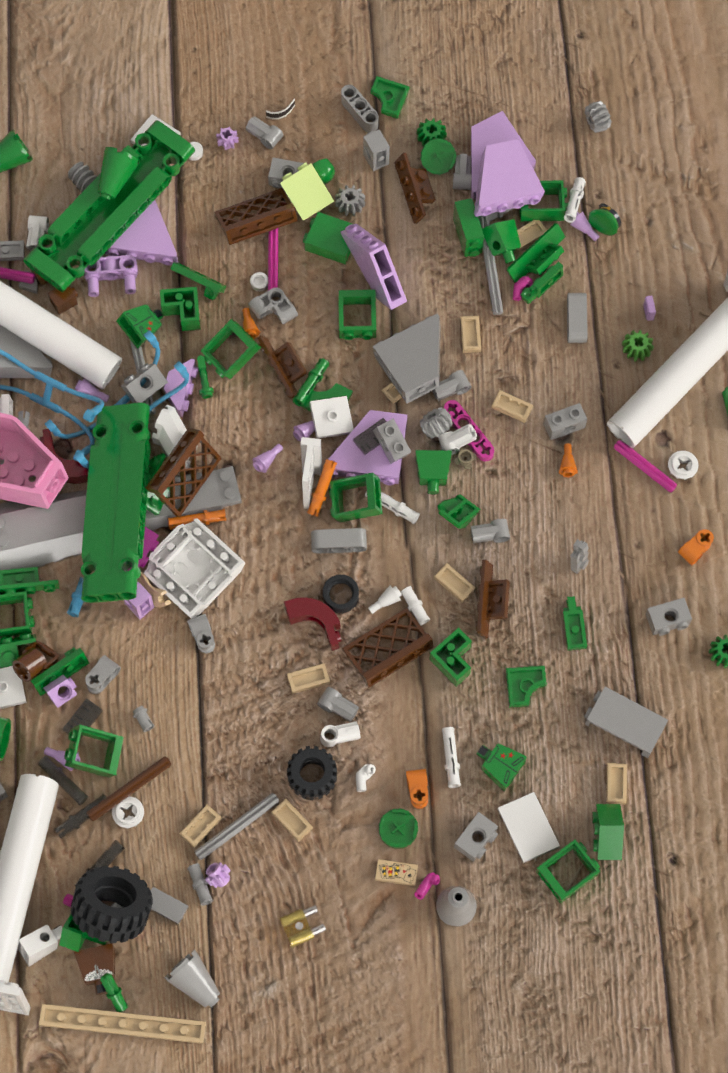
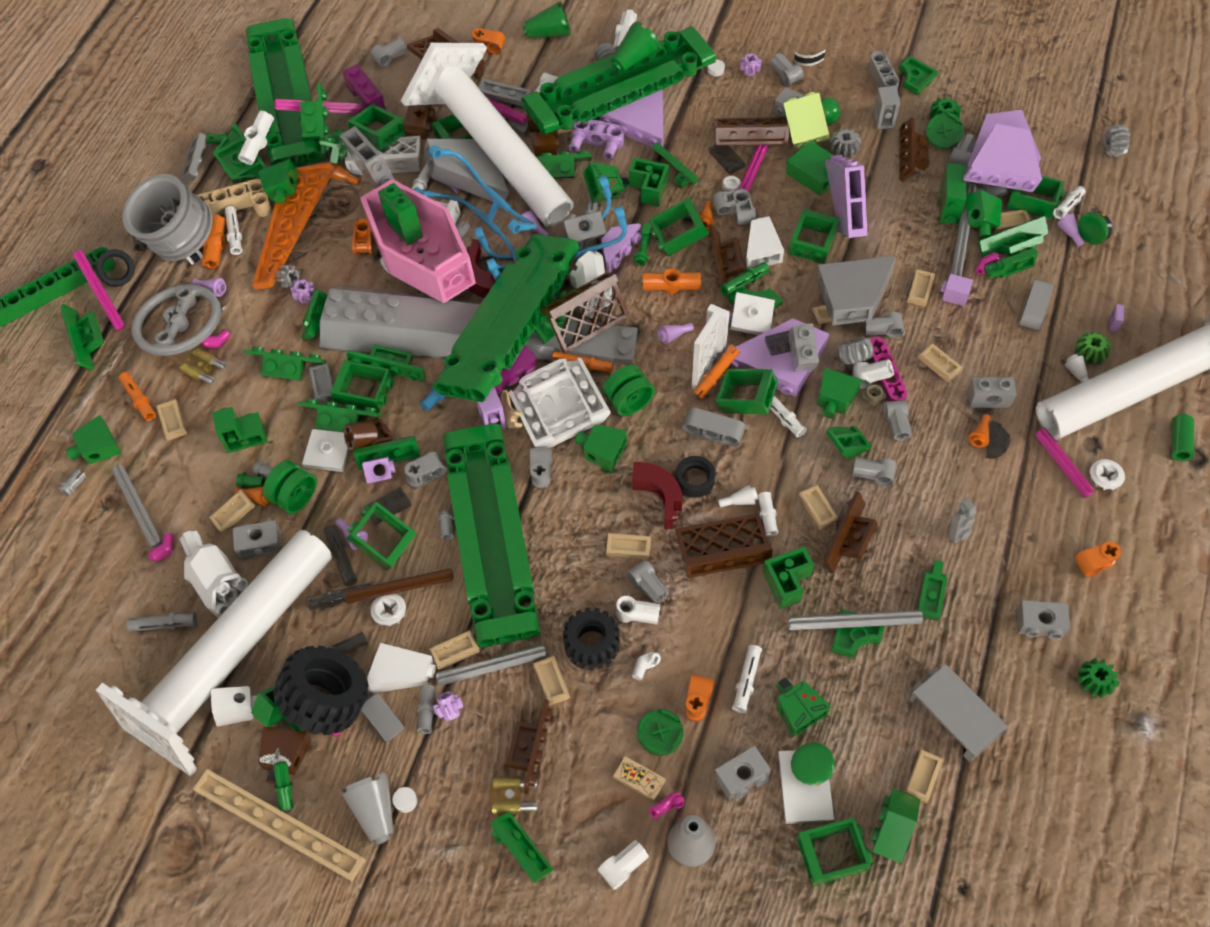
camera: 25 degrees right, 10 degrees down
(87, 139) = (627, 19): none -> white piece
(89, 316) = (563, 164): none -> green bracket
(163, 859) = (399, 669): none -> white slope
(185, 711) = (490, 536): none -> green panel
(215, 963) = (404, 799): none -> white tile
(244, 253) = (727, 158): none -> clear smoke tile
(249, 594) = (603, 445): none -> green torso
(252, 534) = (628, 390): none -> green wheel
(255, 402) = (672, 281): none -> orange piece
(296, 883) = (525, 746): none -> reddish brown bracket
(313, 338) = (763, 244): none -> white slope
(327, 963) = (521, 846): none -> green hinge
(409, 948) = (618, 868): none -> white piece
(492, 471) = (897, 415): none -> light grey piece
(503, 326) = (956, 289): none -> lavender brick
(520, 675) = (855, 620): none -> light grey axle
(528, 809) = (812, 763): none -> green piece
(585, 465) = (998, 441): none -> clear smoke tile
(630, 369) = (1077, 367): none -> white cone

